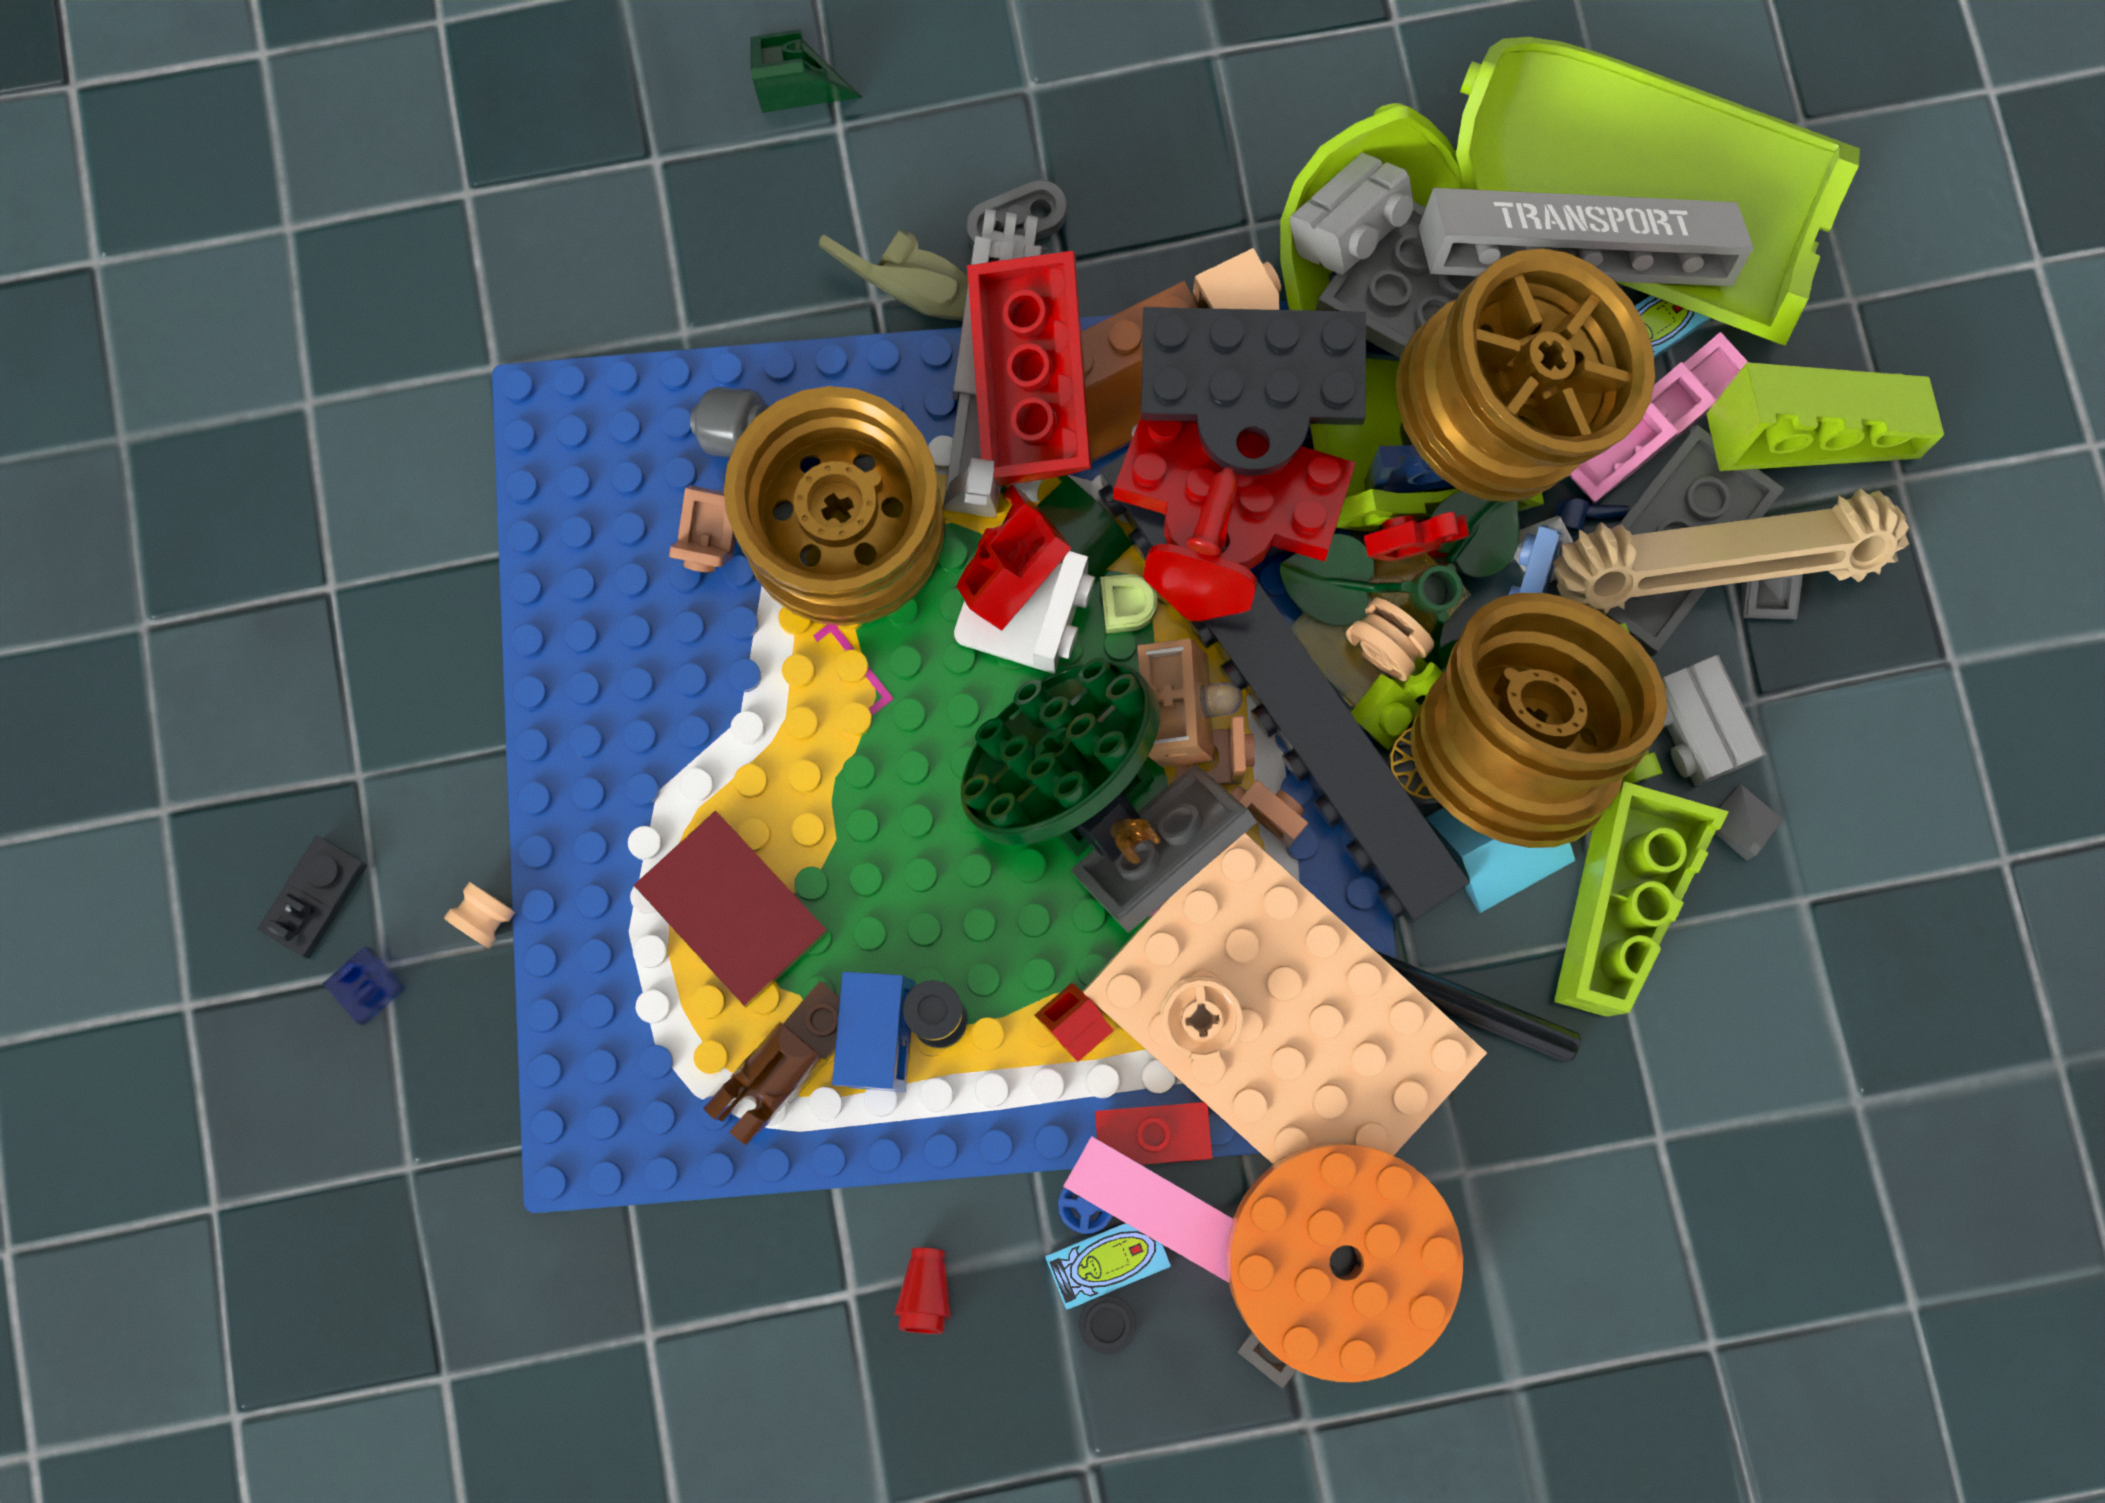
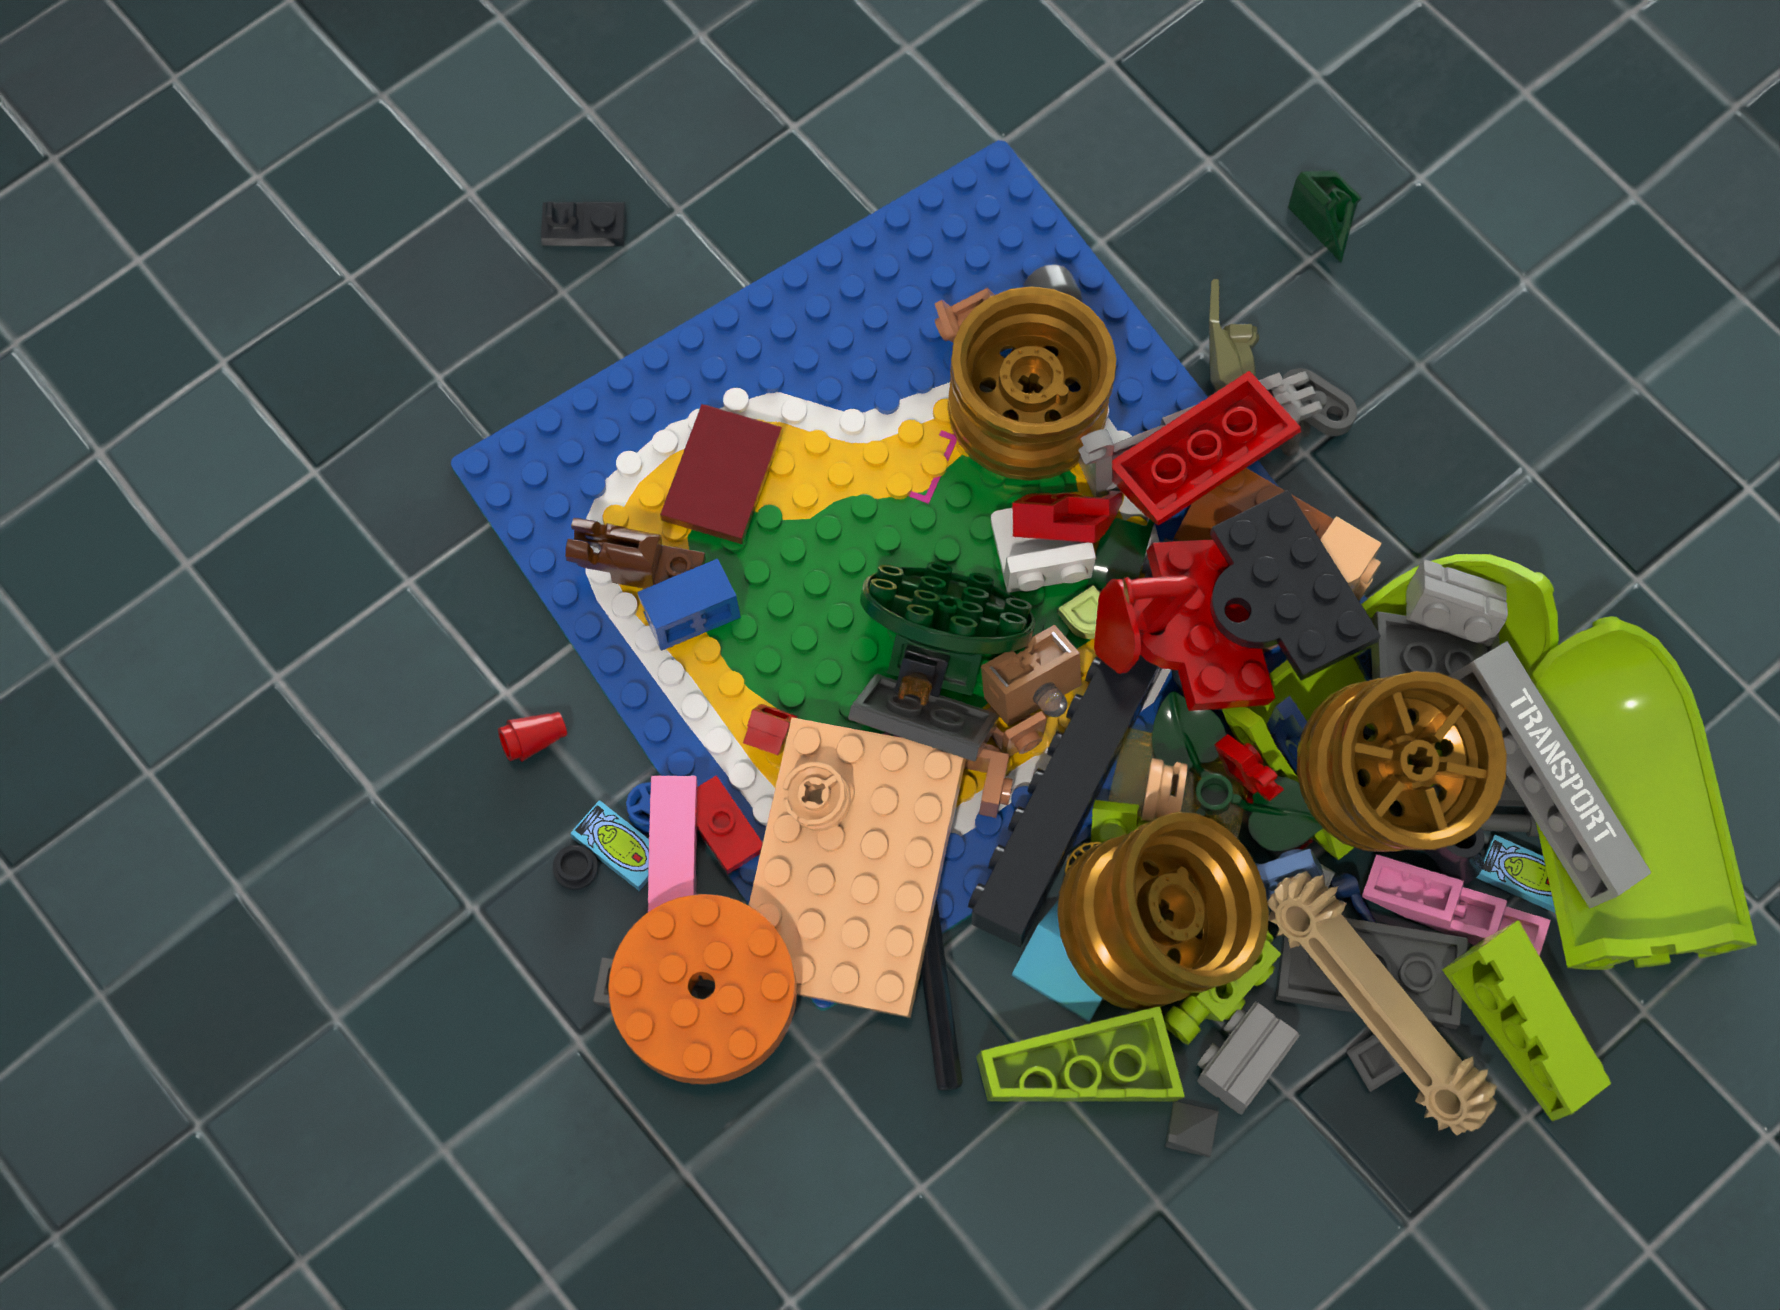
camera: 55 degrees right, 10 degrees down
(364, 985) = (543, 284): clear blue tile -> none
(479, 915) = (628, 325): light nougat wheel -> none
(935, 1014) = (719, 614): black wheel -> none

